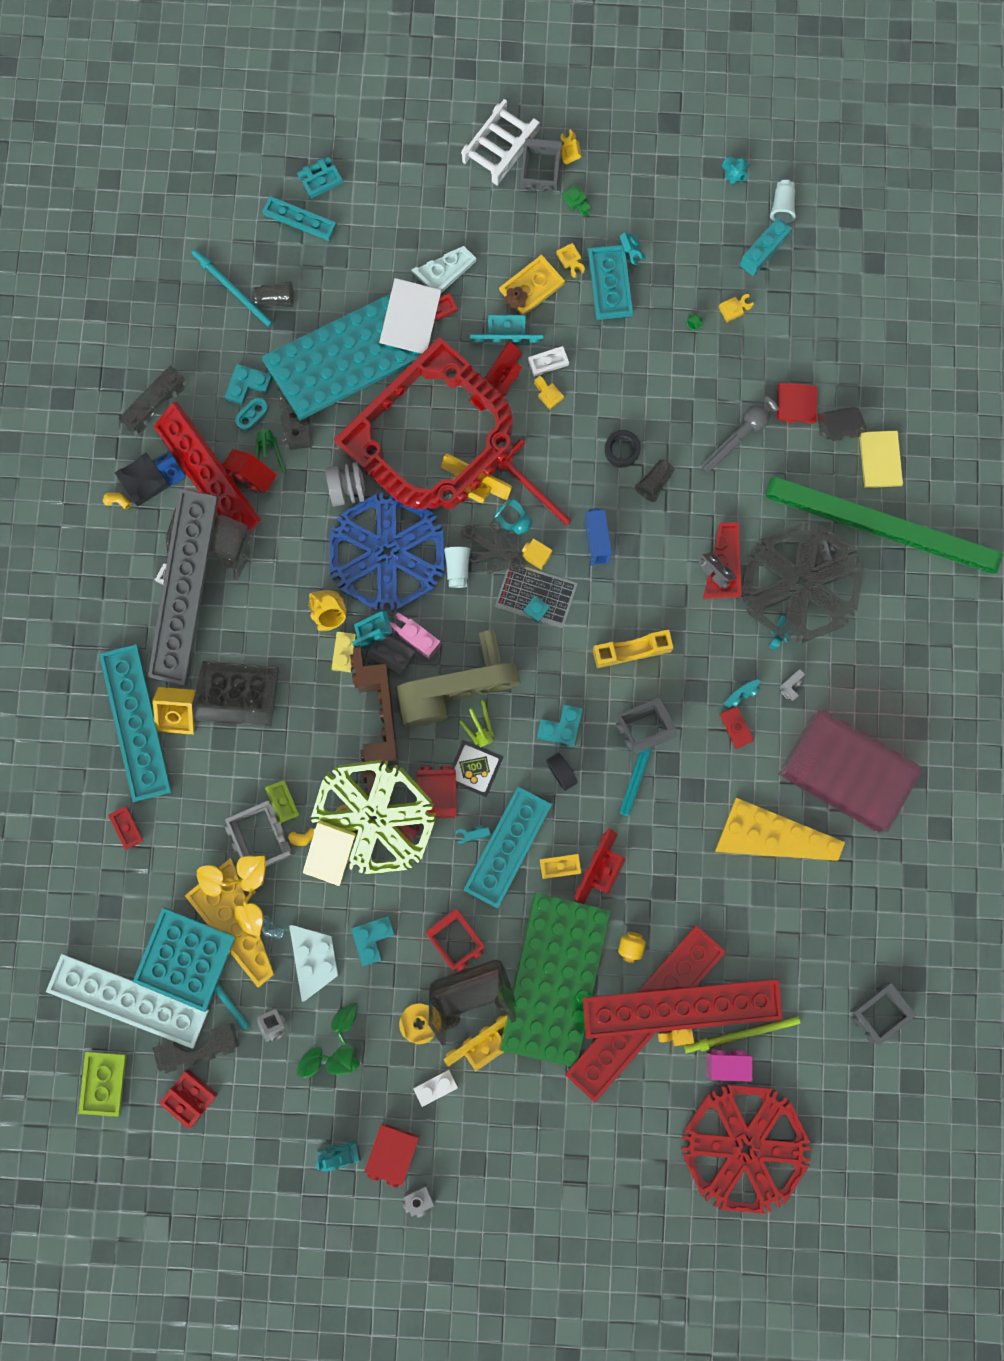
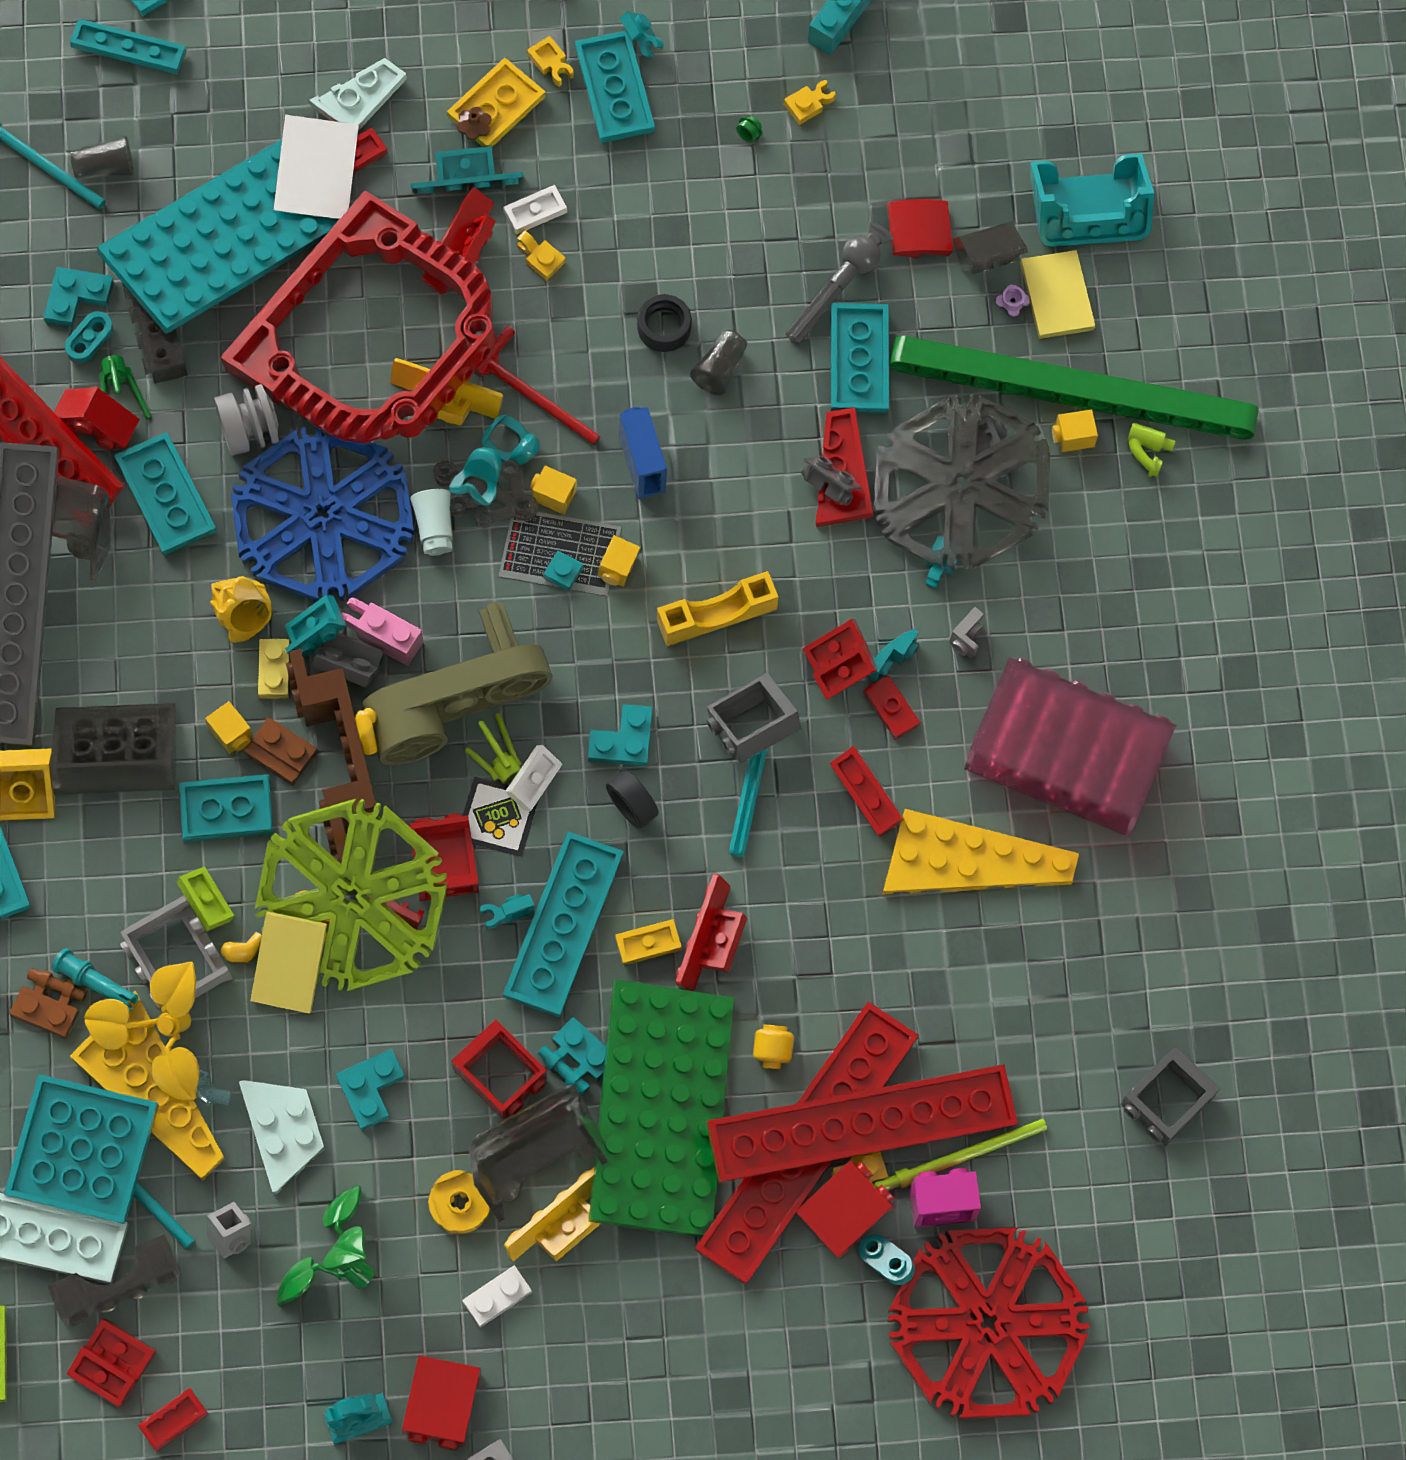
camera: 10 degrees left, 10 degrees down
(172, 862) = (44, 1011): none -> dark orange plate
(200, 843) = (84, 974): none -> teal pin
(222, 1142) = (173, 1420): none -> red plate
(288, 526) = (165, 493): none -> teal plate
(302, 741) = (226, 808): none -> teal tile
(310, 690) = (229, 728): none -> yellow brick
(341, 708) = (280, 751): none -> dark orange plate
(395, 702) = (365, 729): none -> yellow arm
(496, 533) = (484, 464): none -> teal piece
(500, 747) = (533, 777): none -> white plate
(509, 931) = (582, 1048): none -> teal plate
(572, 608) = (618, 561): none -> yellow brick
(665, 1063) = (846, 1207): none -> red panel
(685, 1098) = (884, 1259): none -> teal plate
(707, 693) = (840, 658): none -> red slope
(713, 783) = (866, 791): none -> red plate
(746, 487) = (860, 357): none -> teal plate
(857, 460) = (1016, 293): none -> lavender plate
(880, 555) = (1075, 431): none -> yellow brick
(913, 401) = (1094, 206): none -> teal windscreen
(929, 566) = (1146, 437): none -> lime plant

